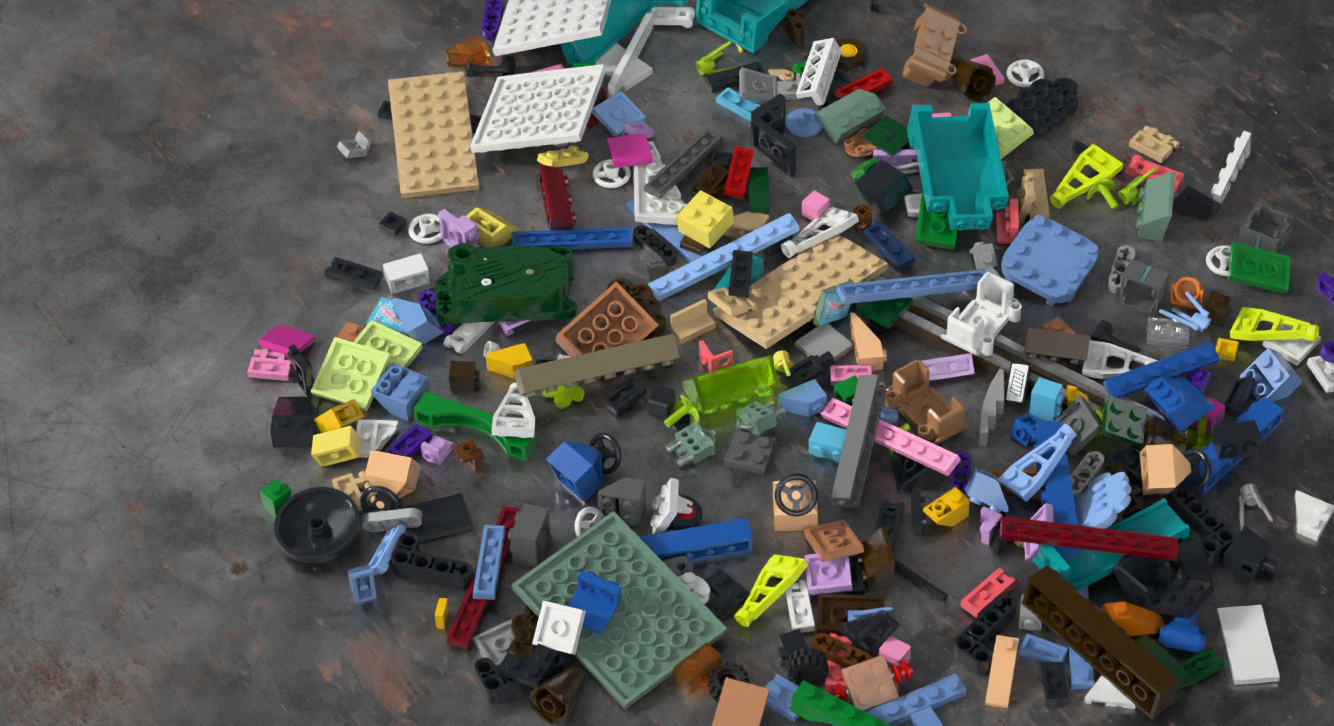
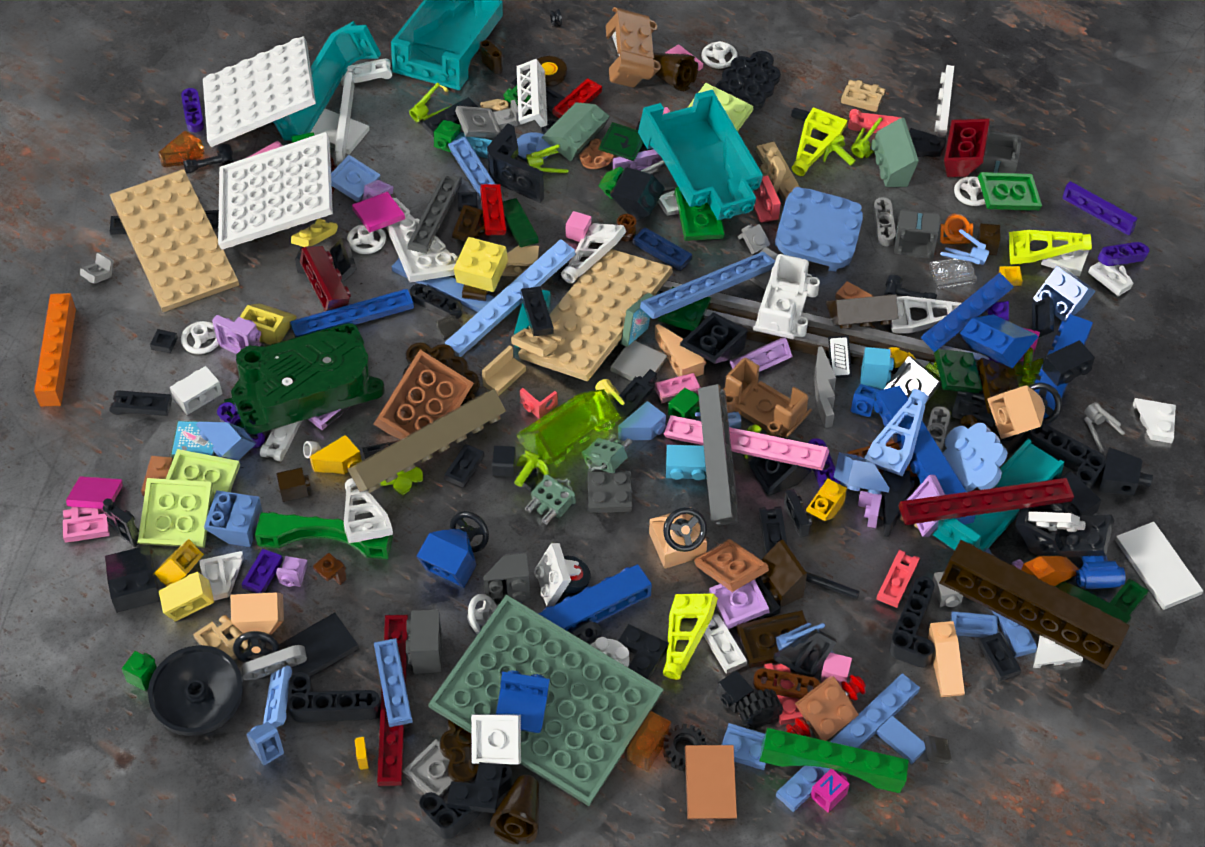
camera: 20 degrees left, 5 degrees up
(293, 208) = (55, 350): none -> orange brick
(582, 187) = (343, 258): none -> black plate
(721, 92) = (445, 134): none -> green bracket
(736, 124) = (470, 163): none -> medium blue tile
(799, 135) = (536, 159): none -> lime plant
(902, 339) = (716, 339): none -> black slope
(1155, 575) = (1056, 521): none -> white plate
(1230, 214) = (966, 146): none -> dark red slope

